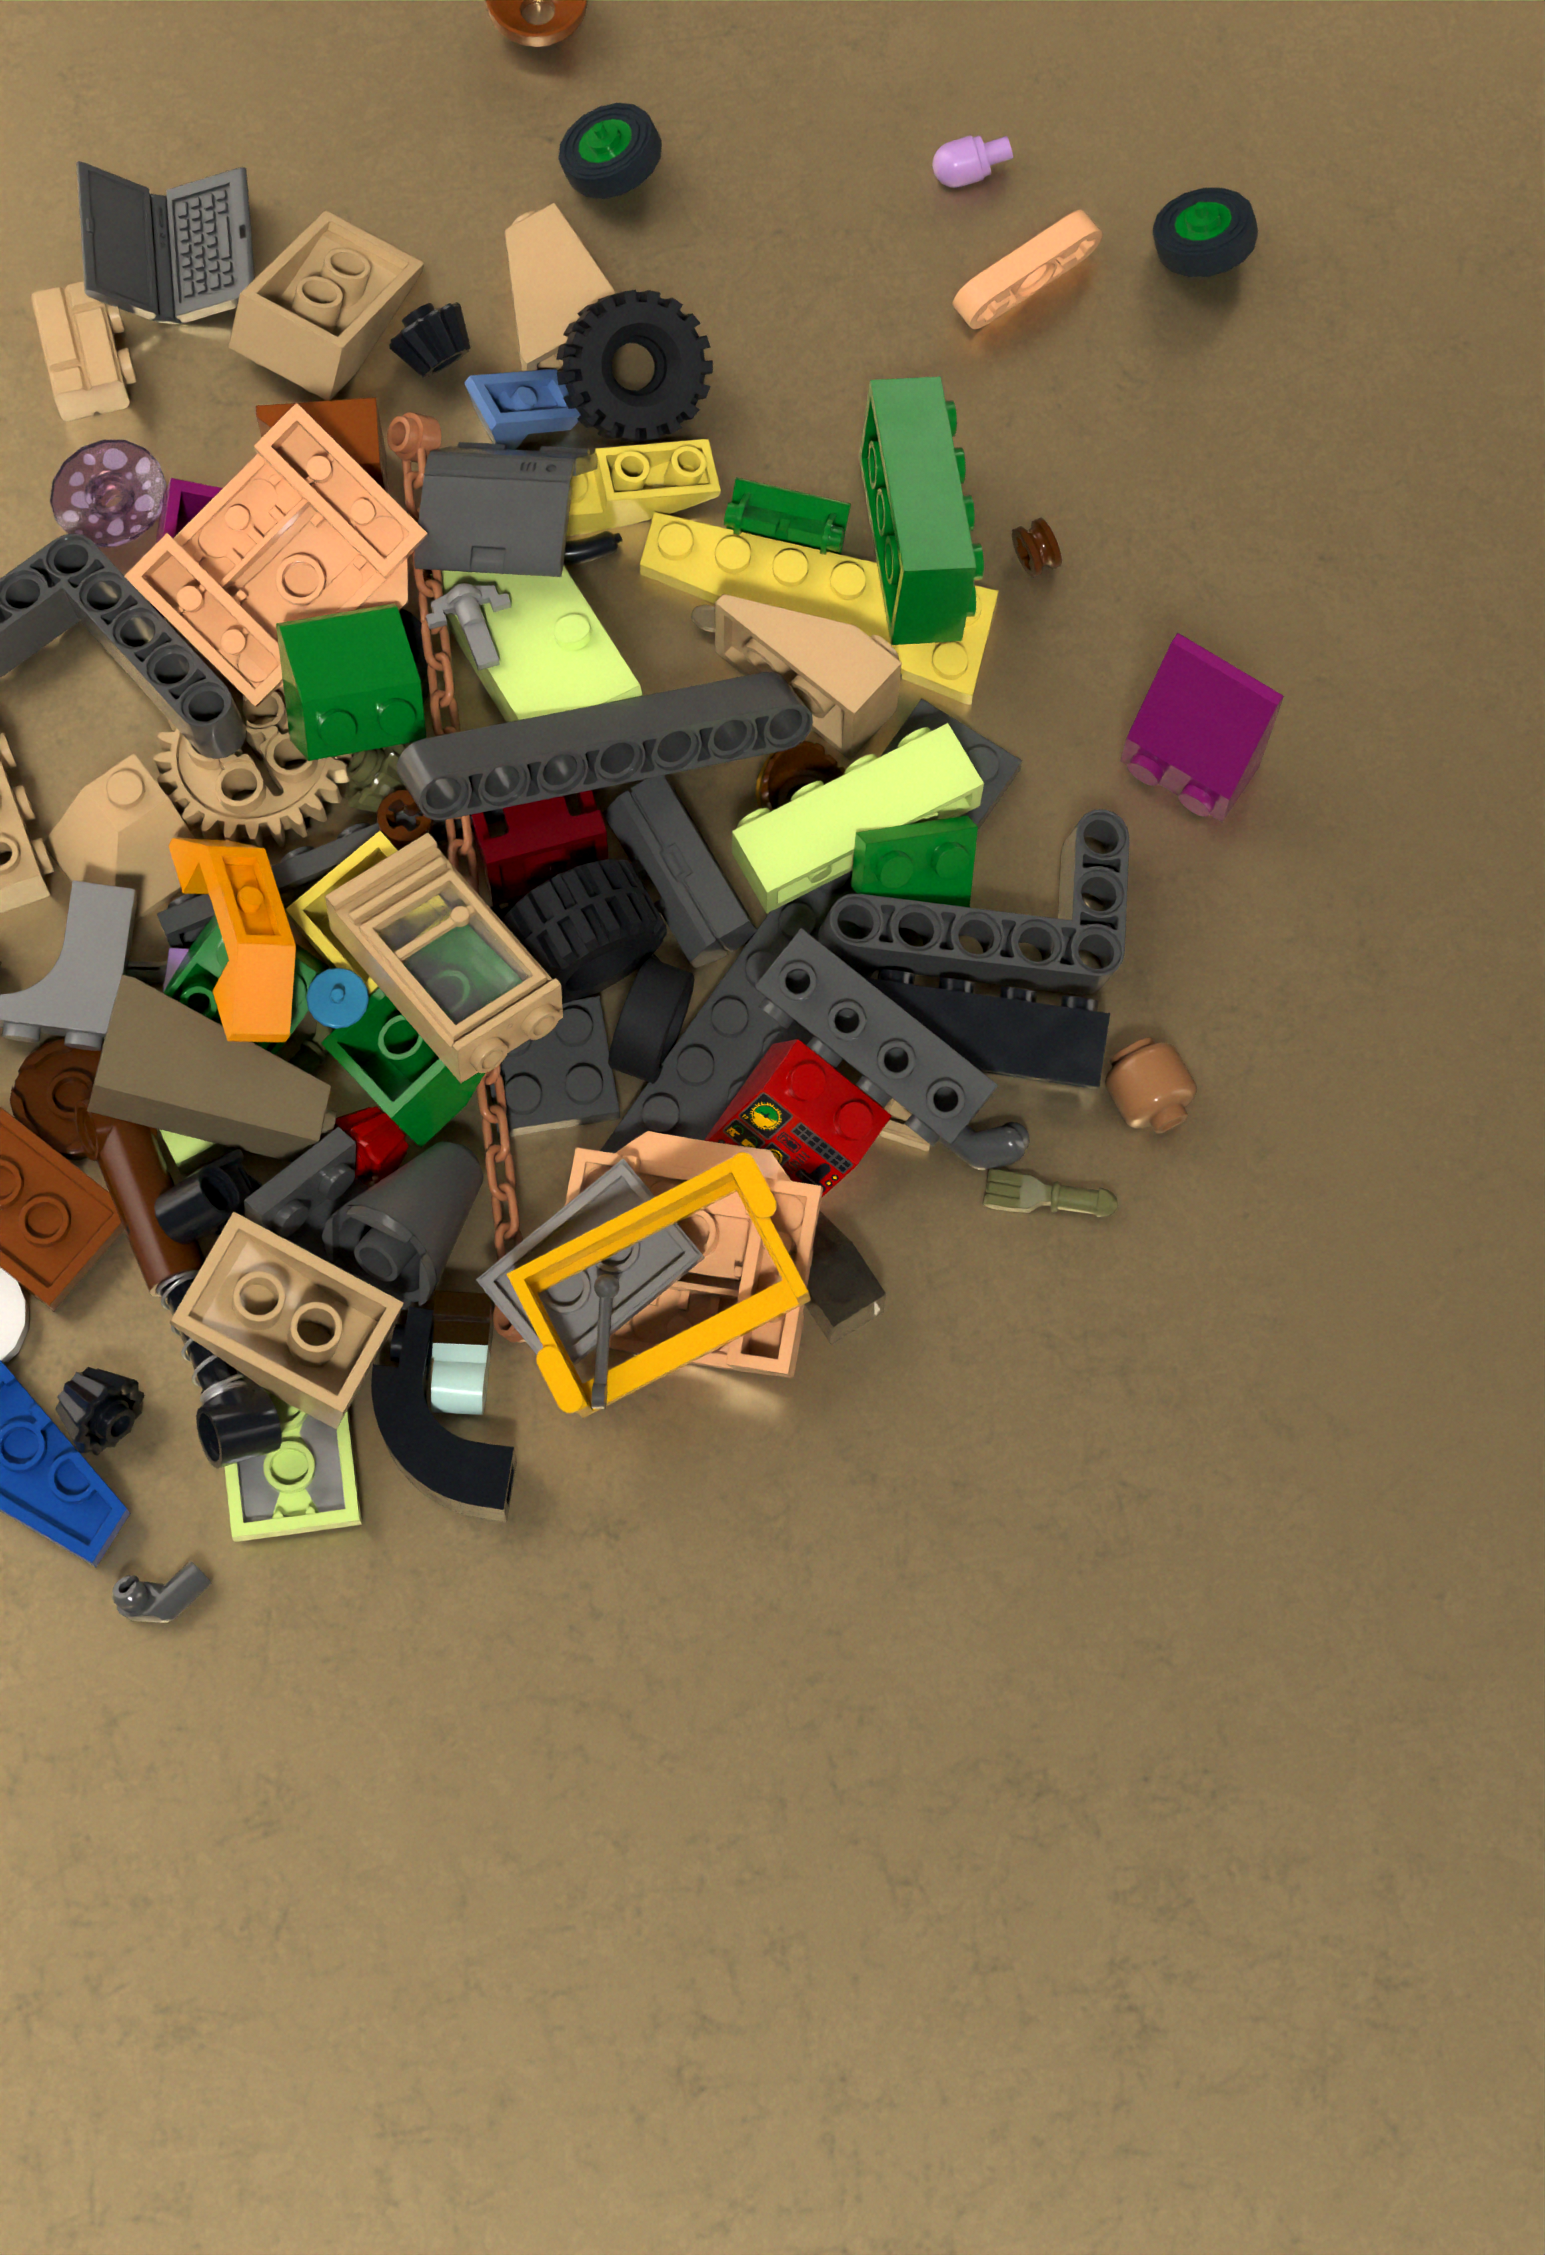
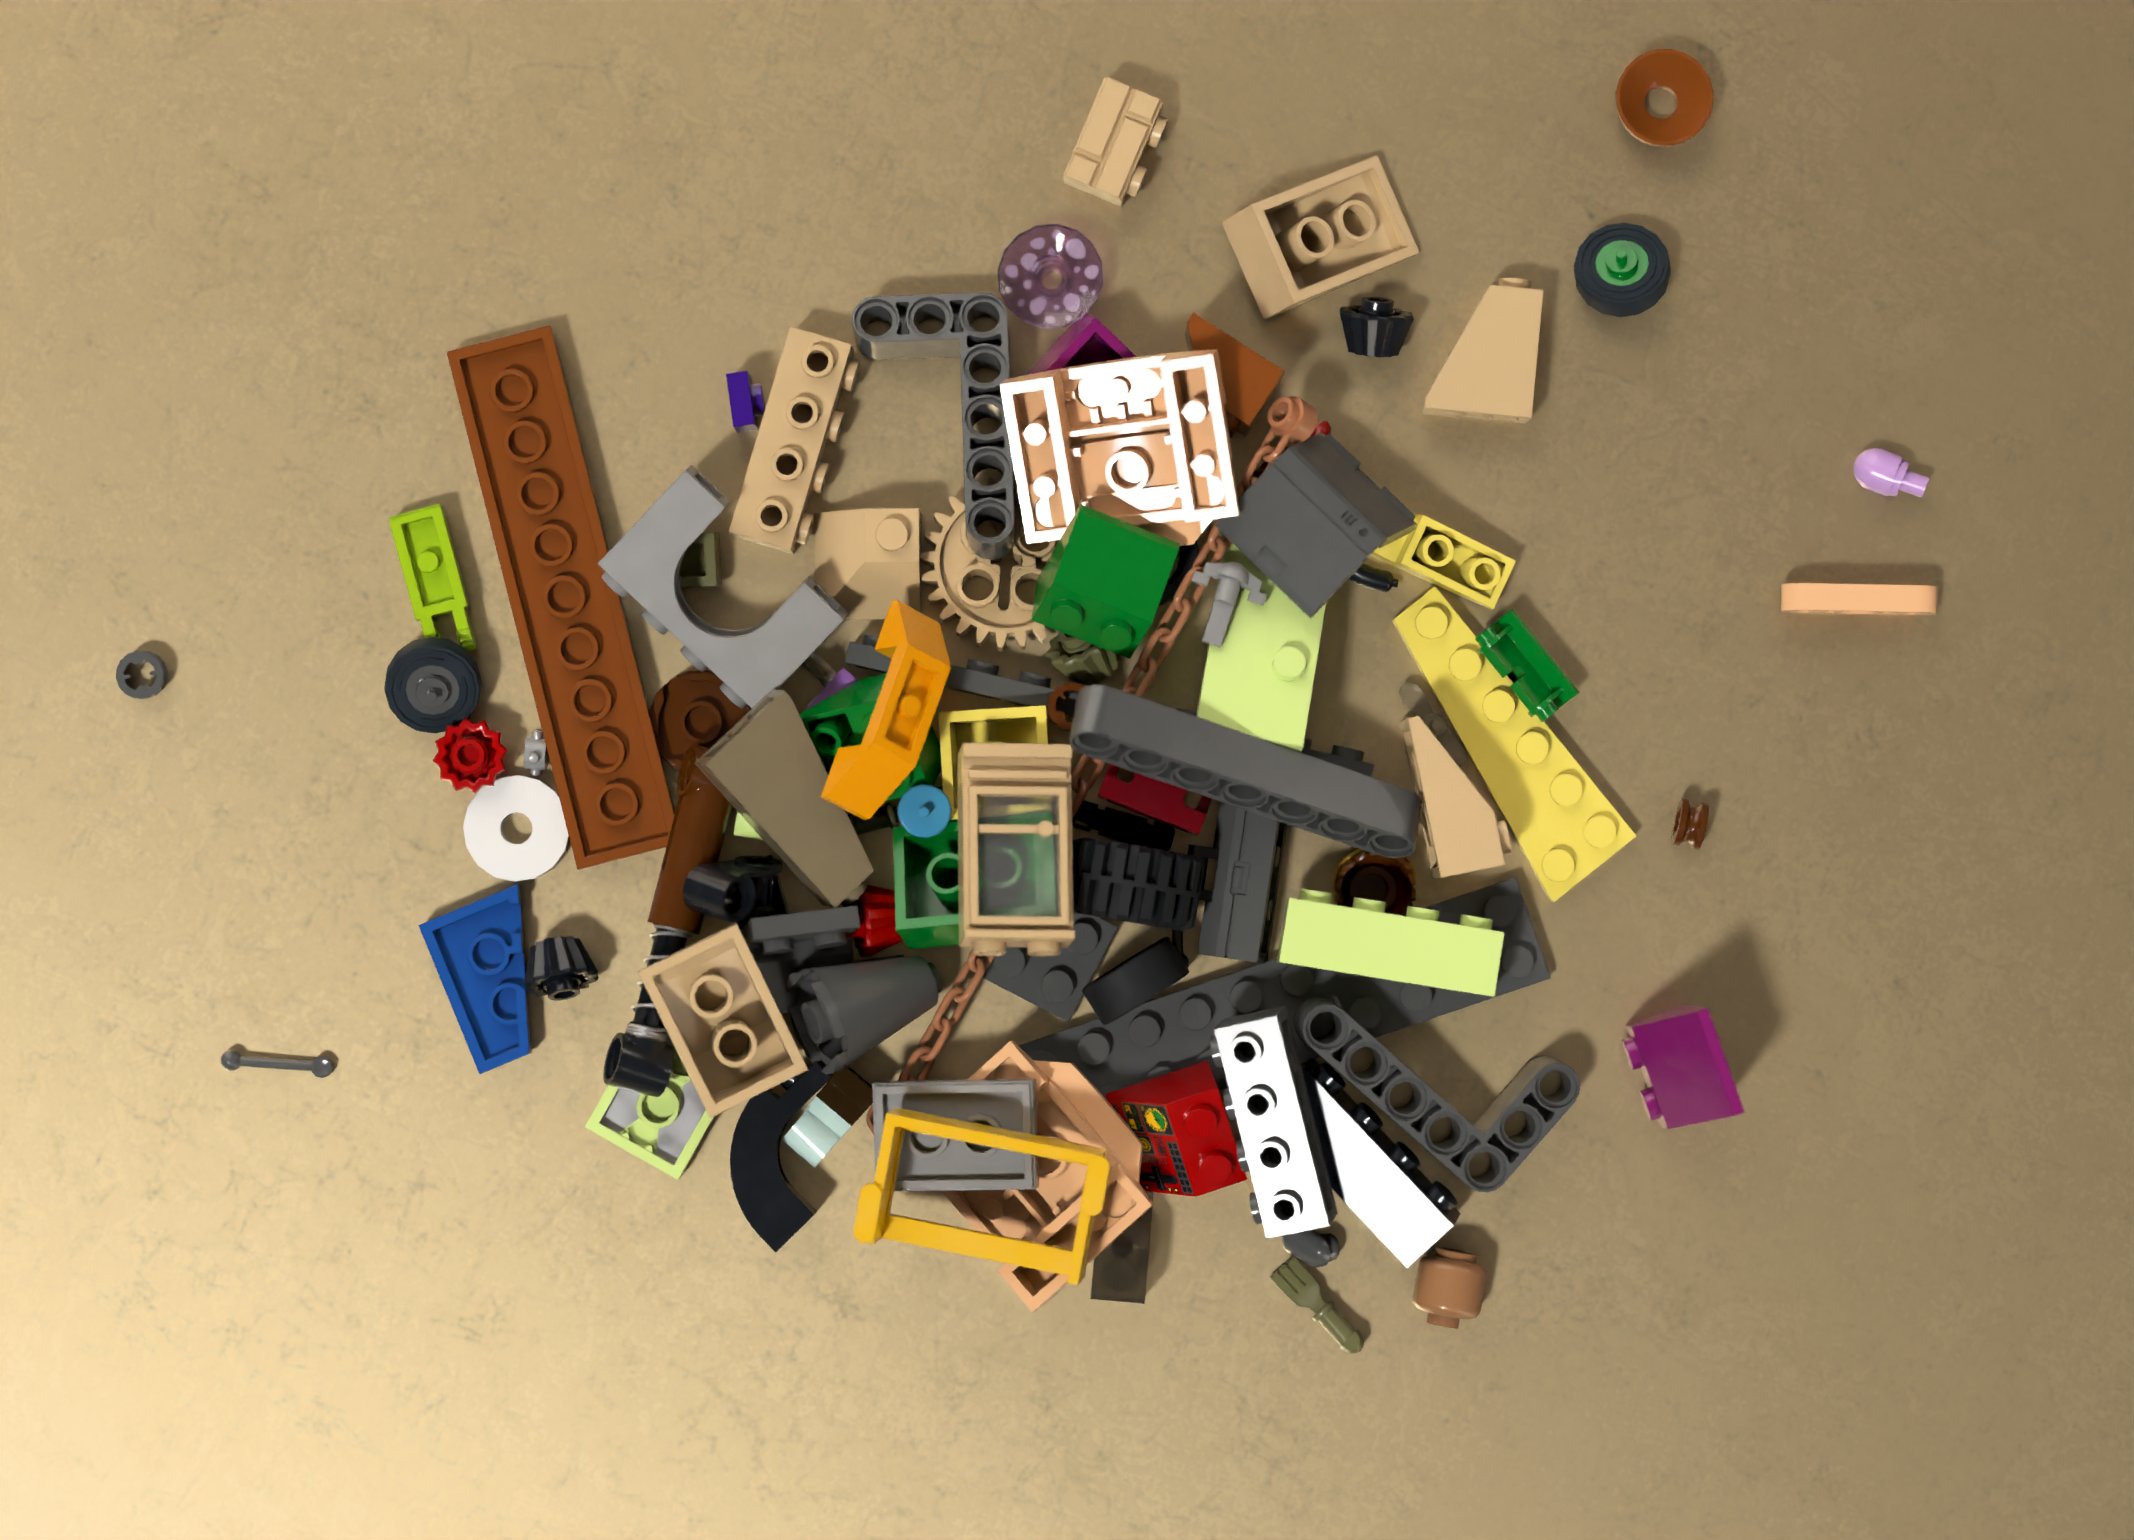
camera: 45 degrees right, 15 degrees up
(159, 1601) = (507, 1129): dark grey arm -> none
(168, 253) = (1237, 102): dark grey piece -> none
(520, 405) = (1401, 433): medium blue slope -> none
(606, 1288) = (950, 1167): dark grey hinge -> none
(676, 355) = (1509, 504): black tyre -> none
(917, 861) = (1404, 1016): green wing -> none
(919, 510) = (1615, 746): green brick -> none
(1205, 232) = (2013, 670): black wheel -> none

